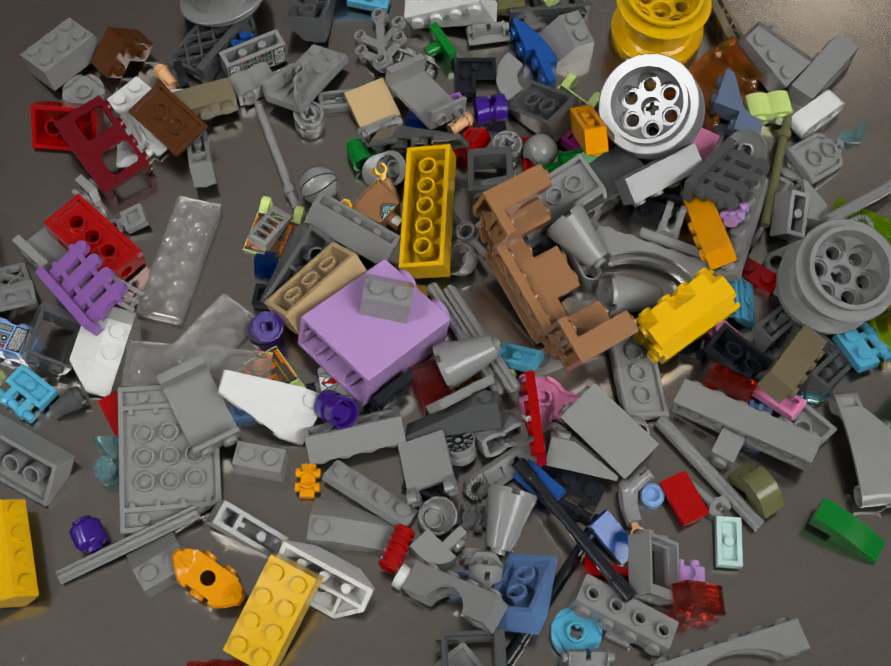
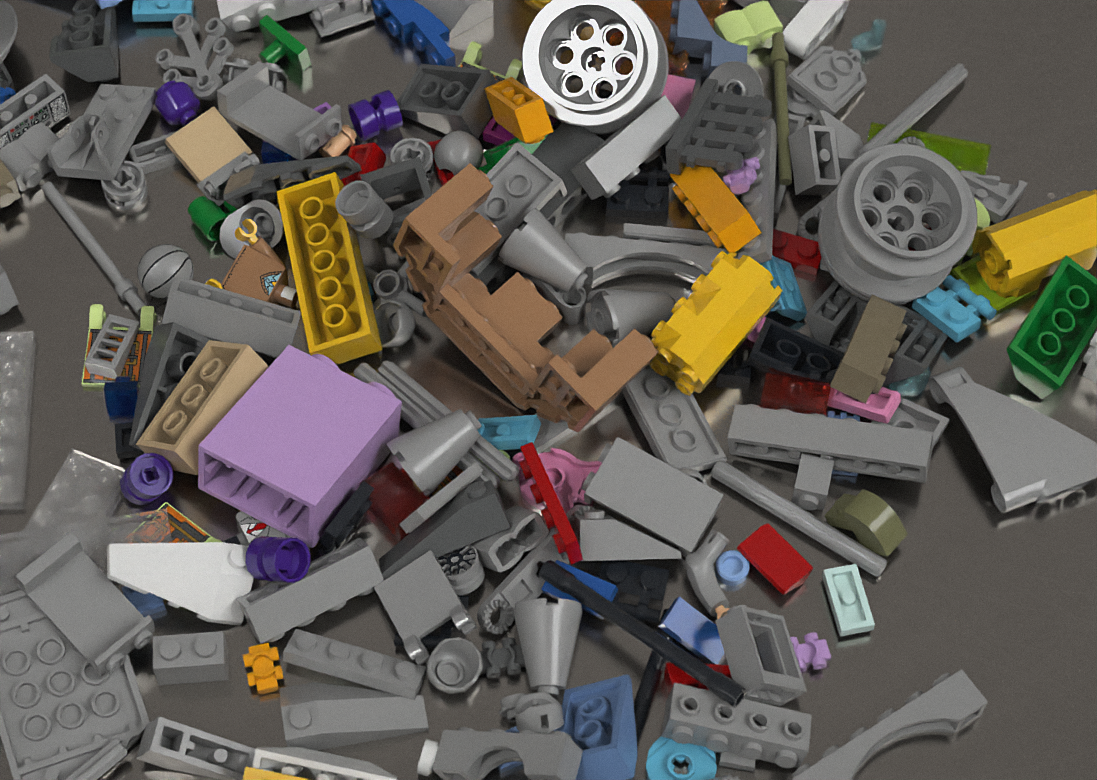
camera: 15 degrees left, 5 degrees down
(359, 69) = (177, 103): none -> dark purple head
(386, 298) = (308, 394): light grey slope -> none
(396, 548) = (411, 721): red piece -> none
(430, 549) = (457, 710): light grey brick -> none
(462, 175) = (364, 209): none -> light grey wheel
(472, 69) = (332, 69): black plate -> none
(507, 76) = (385, 66): light grey tile -> none
(668, 229) = (663, 217): light grey piece -> none
(698, 601) = (829, 681): clear red brick -> none
(713, 501) = (813, 555): light grey bar -> none
(847, 530) = (996, 545): green slope -> none

